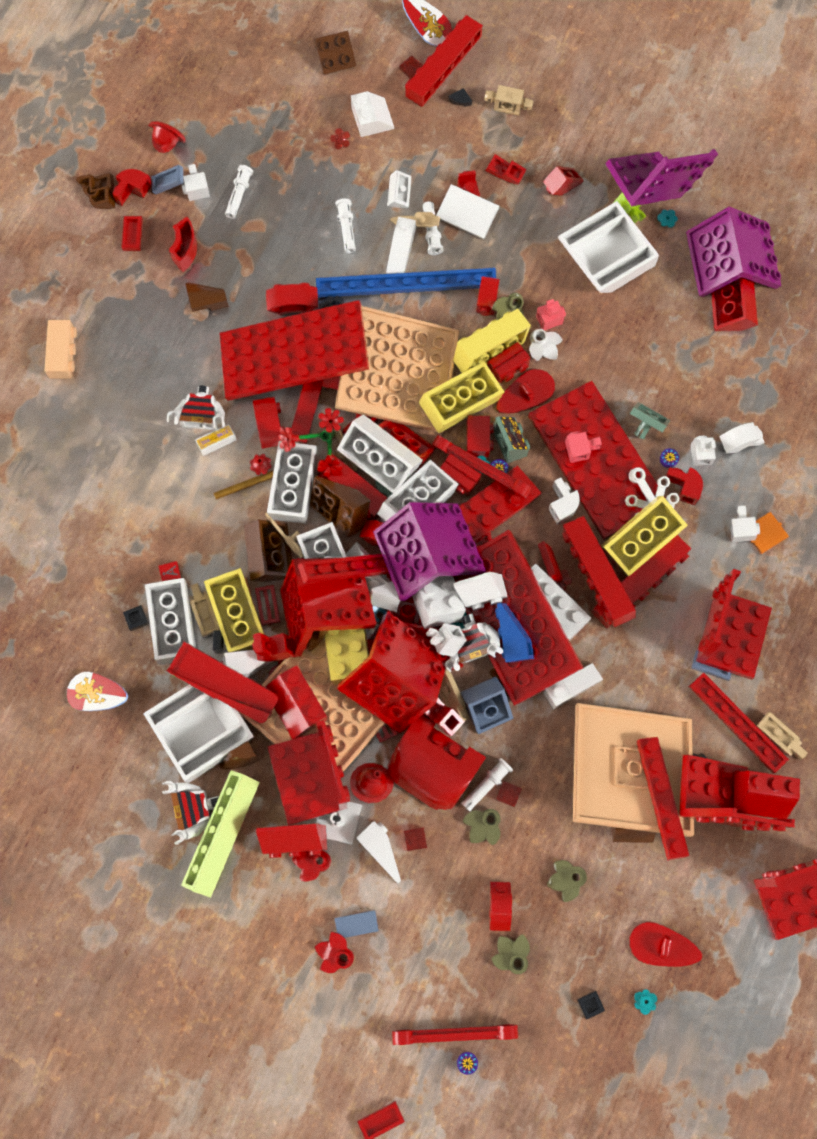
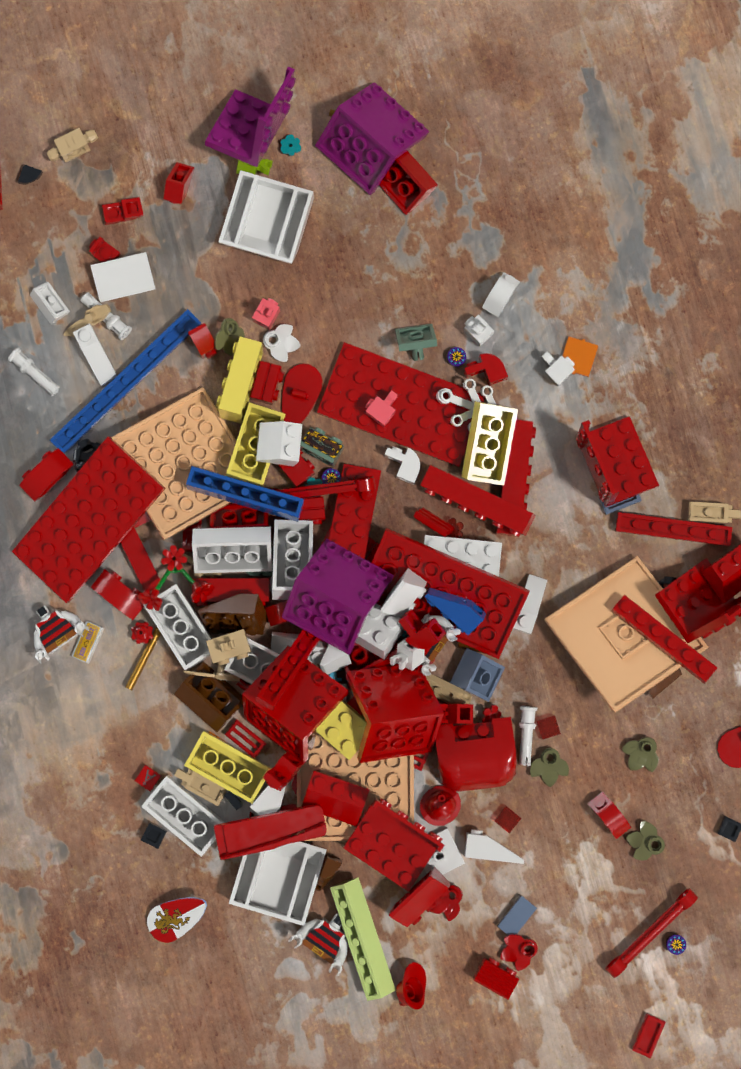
camera: 40 degrees left, 10 degrees up
(225, 907) = (412, 987): none -> red piece
(298, 960) = (496, 978): none -> red brick
(314, 520) = (228, 647): none -> tan brick
(424, 421) = (244, 494): none -> blue brick
(469, 629) = (421, 635): none -> red brick
(473, 743) = (491, 713): none -> red plant
(481, 404) = (279, 443): none -> white slope

